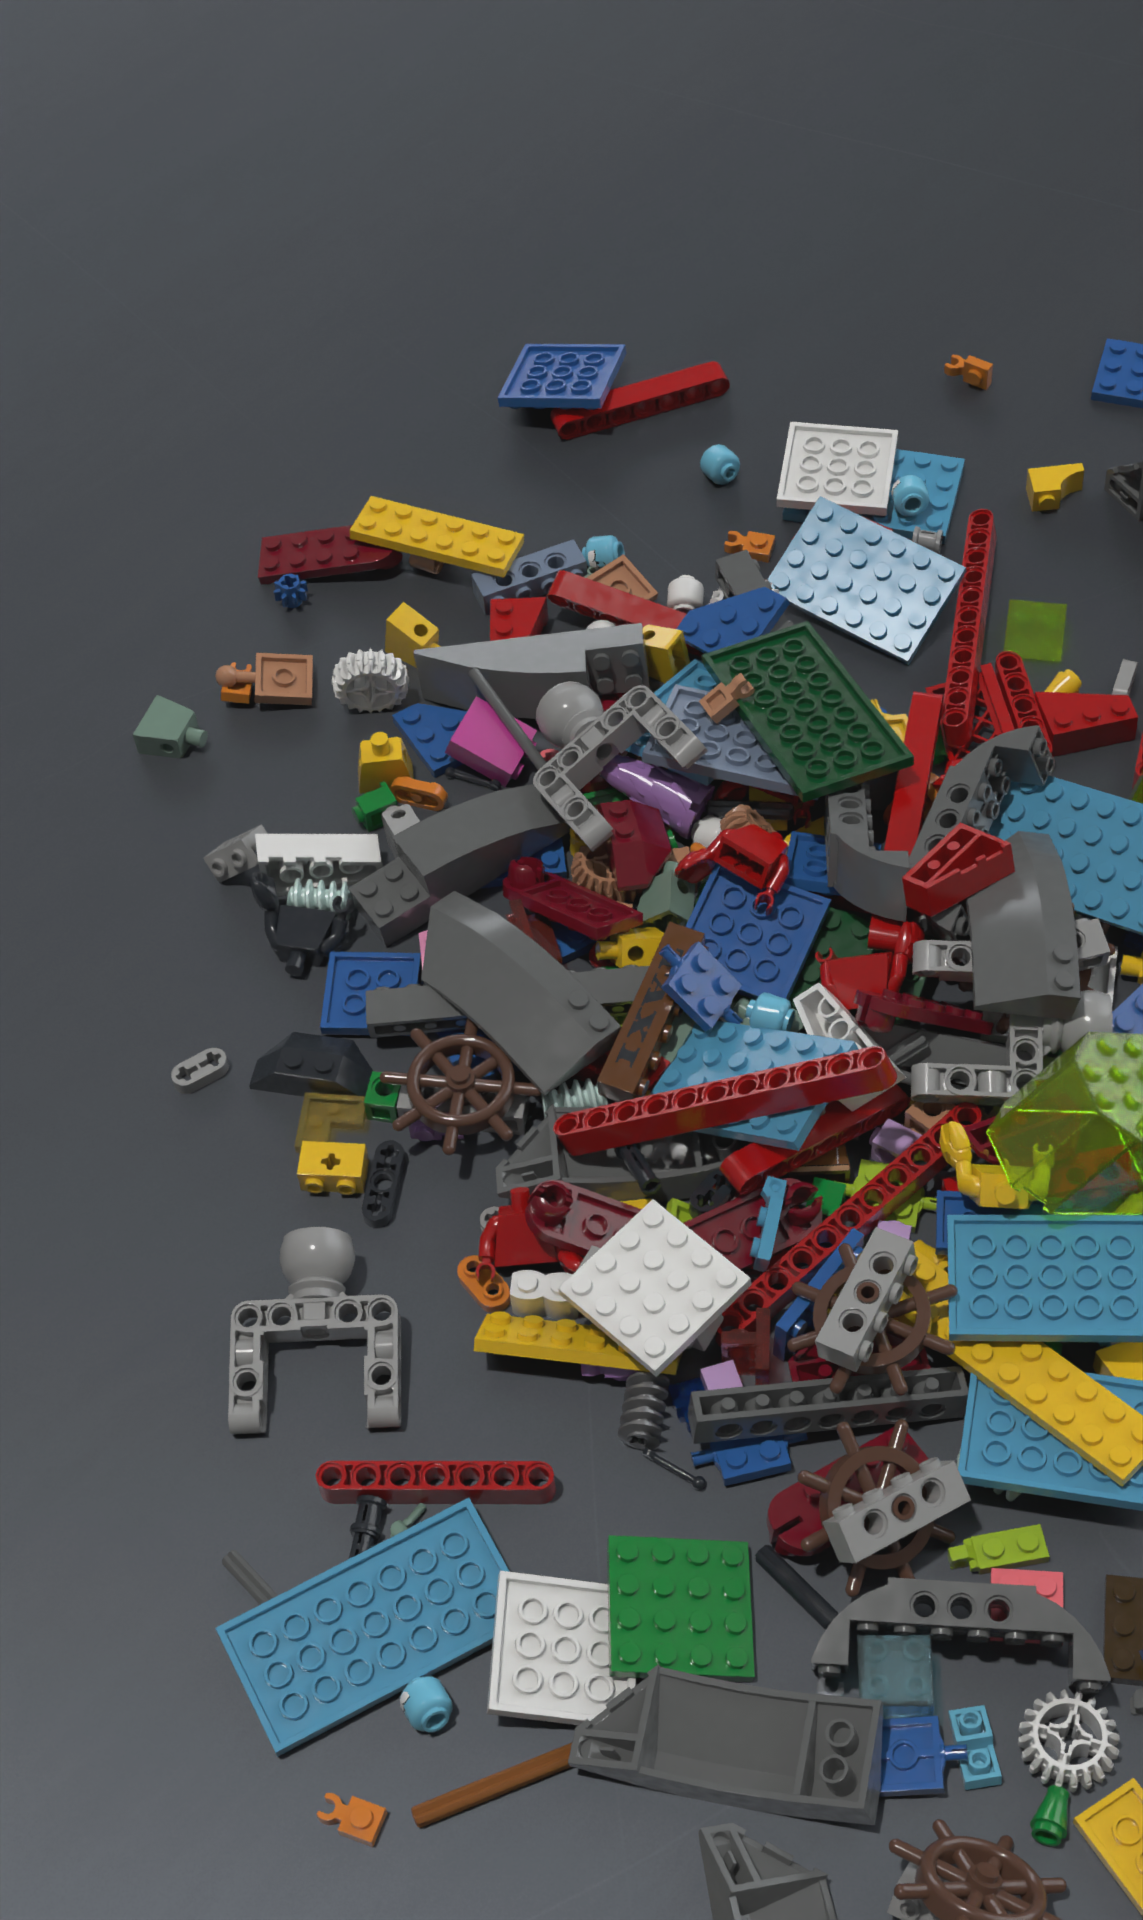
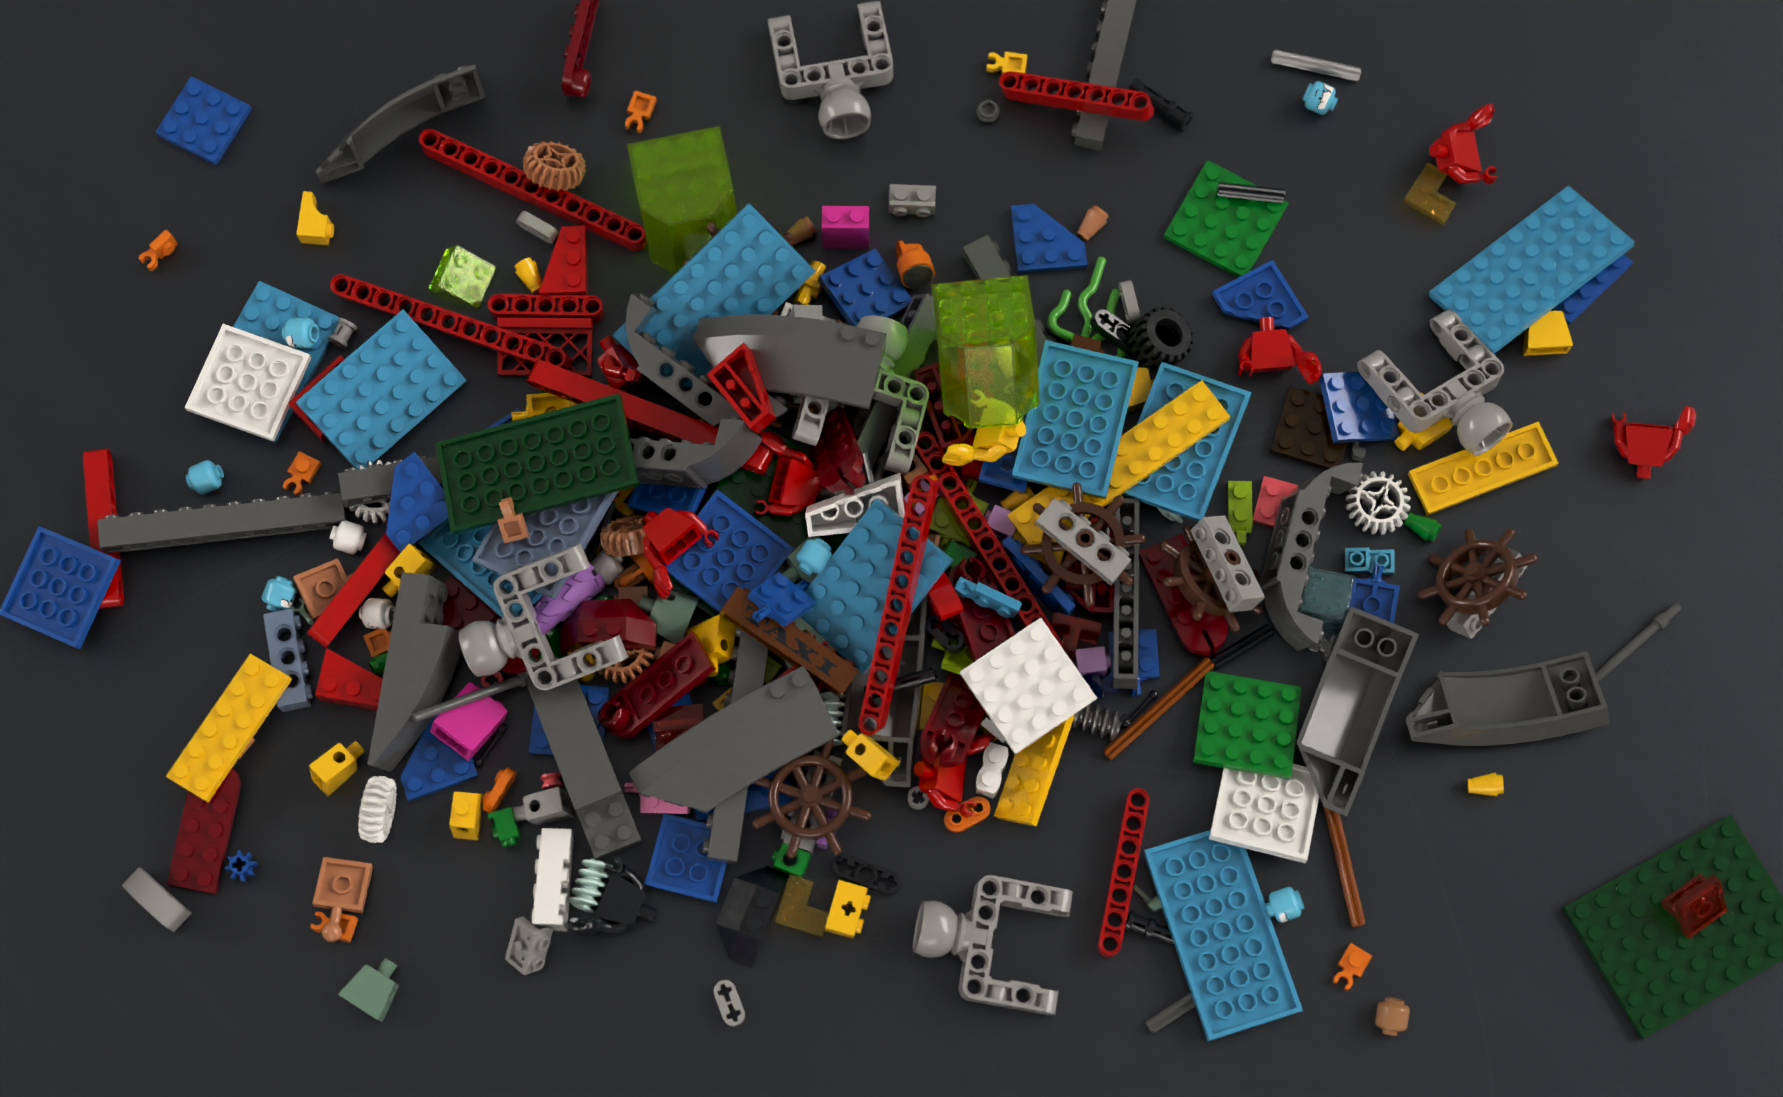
camera: 85 degrees left, 20 degrees up
(239, 529) = (156, 899): none -> light grey beam
(284, 1883) = (1392, 1016): none -> medium nougat head
(522, 1131) = (874, 760): none -> yellow torso
(667, 479) = (220, 522): none -> dark grey brick
(679, 1491) = (1158, 708): none -> dark orange axle

